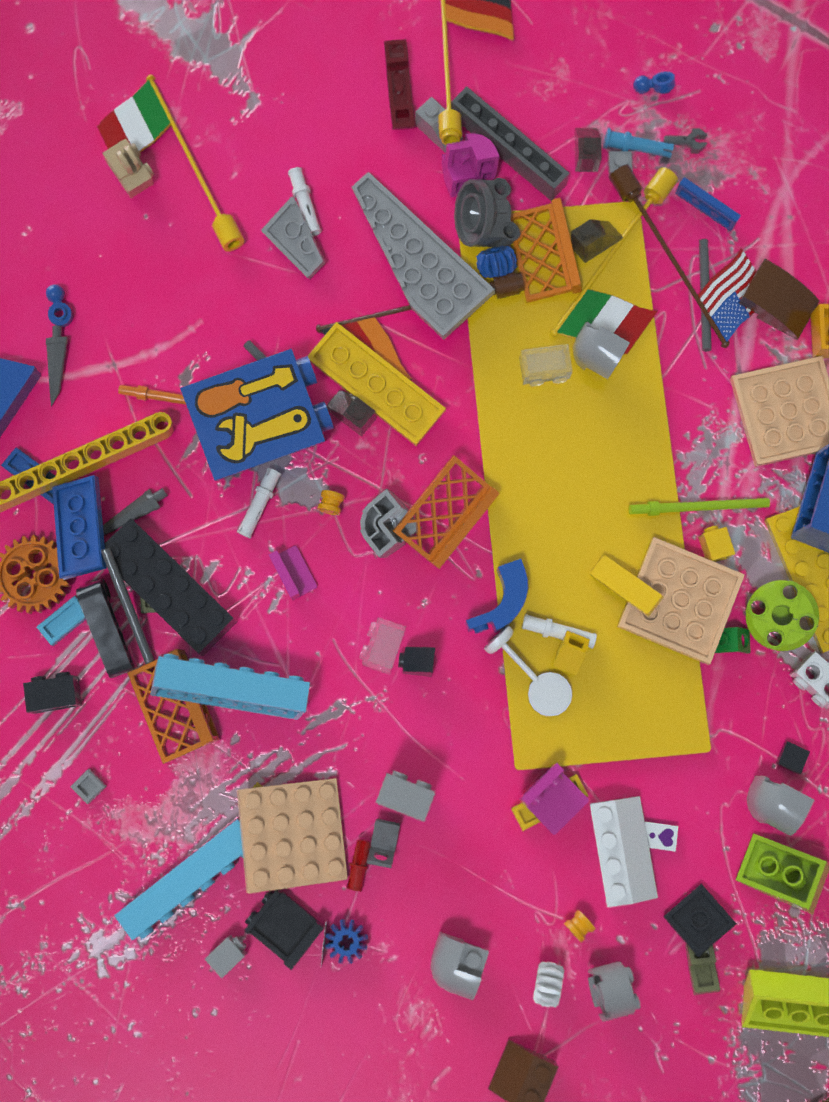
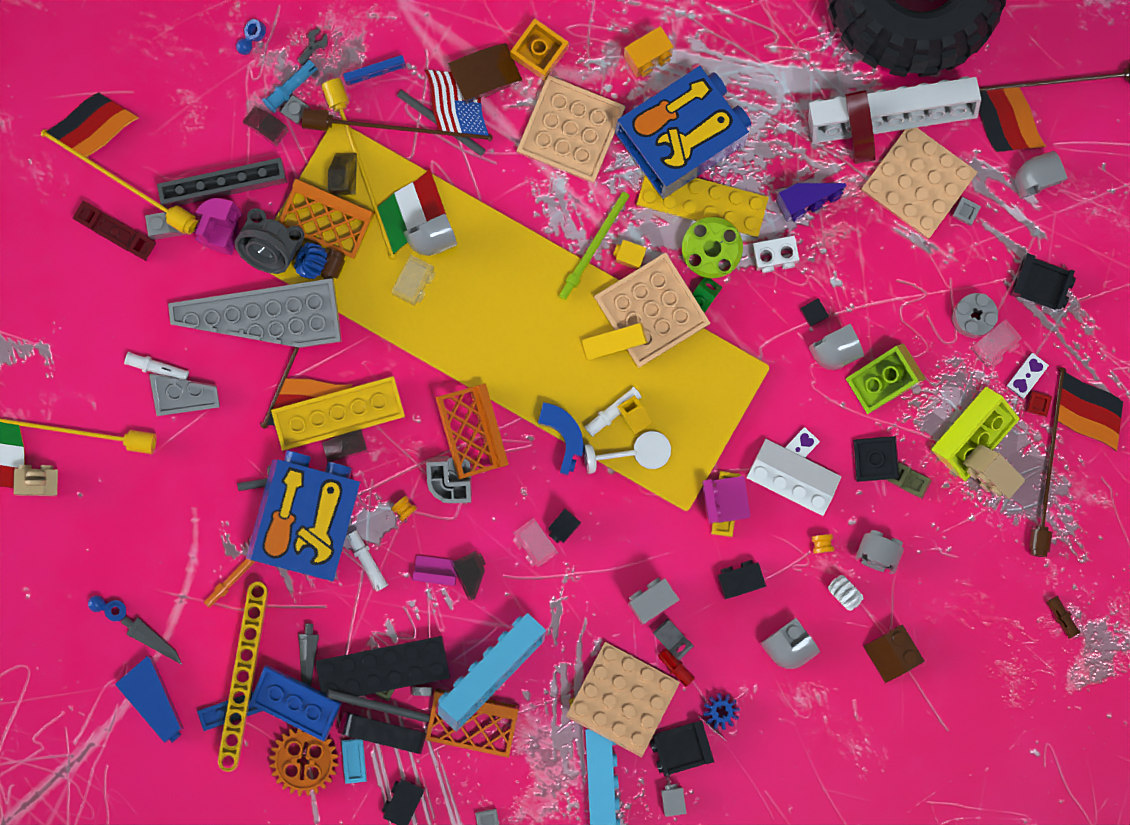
camera: 55 degrees left, 5 degrees up
(171, 638) = (421, 691): none -> light grey tile
(313, 604) = (470, 572): none -> clear smoke slope
(487, 870) = (741, 580): none -> black brick
(776, 1052) = (993, 472): none -> tan brick

